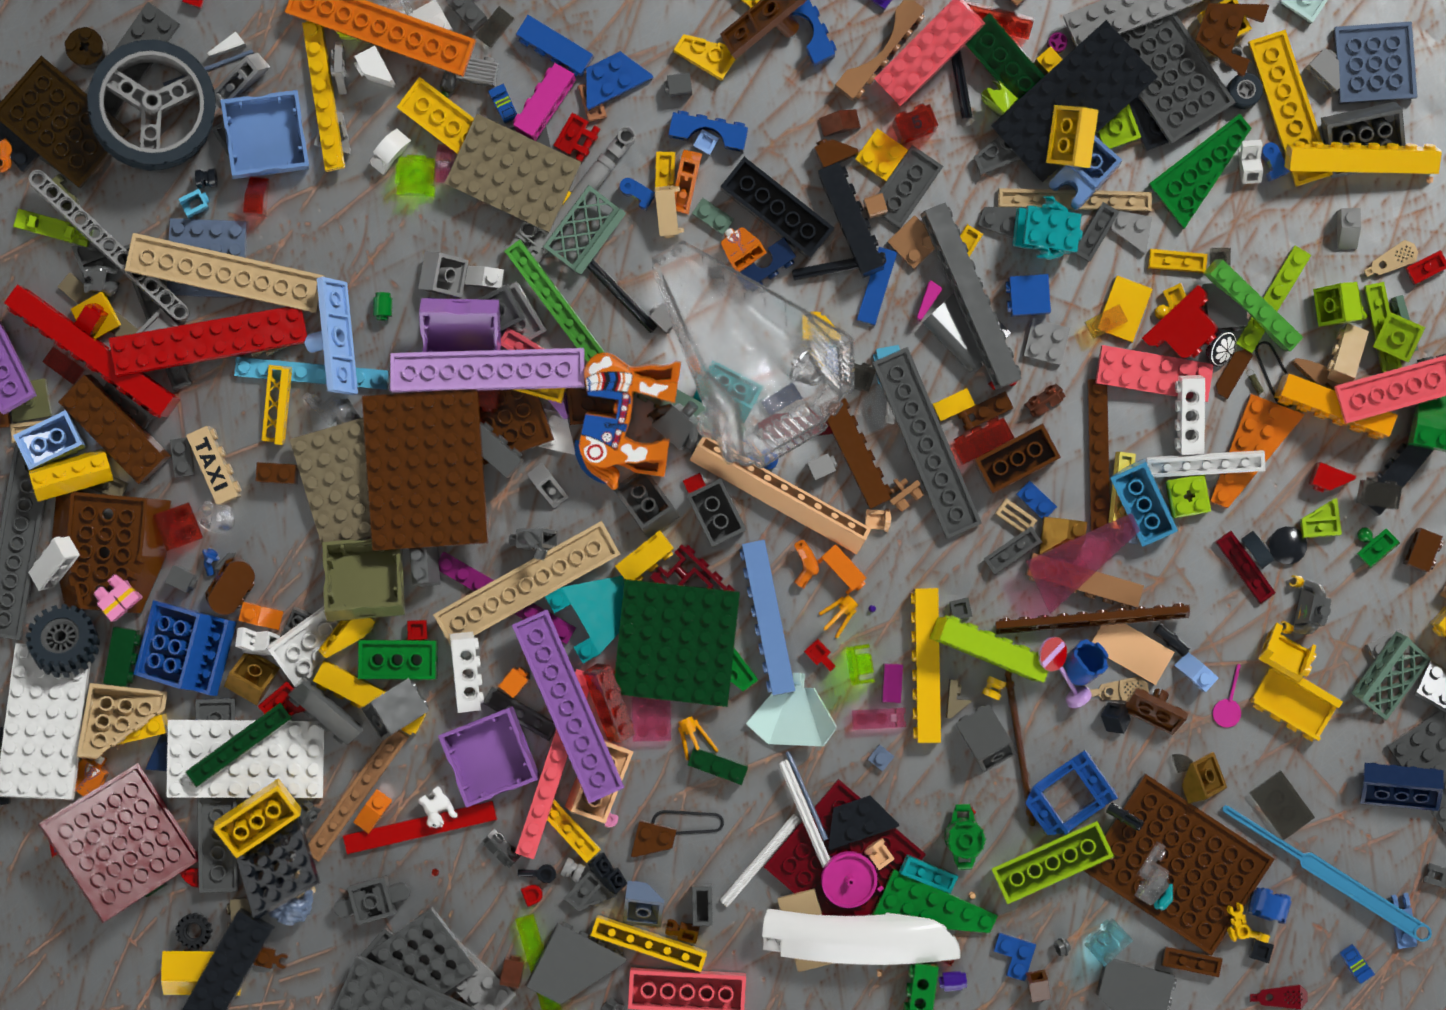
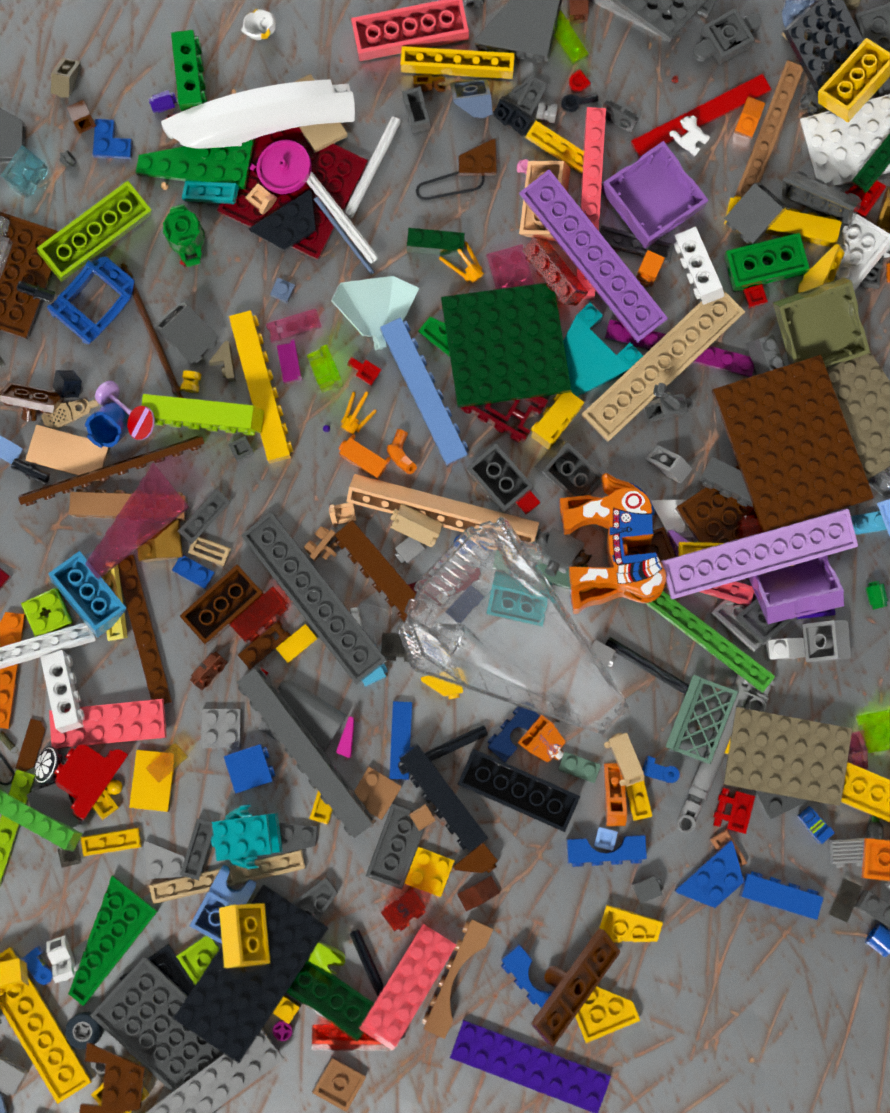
camera: 165 degrees right, 5 degrees down
(544, 102) = (776, 836): dark pink brick -> none
(809, 486) = (416, 525): none -> tan brick

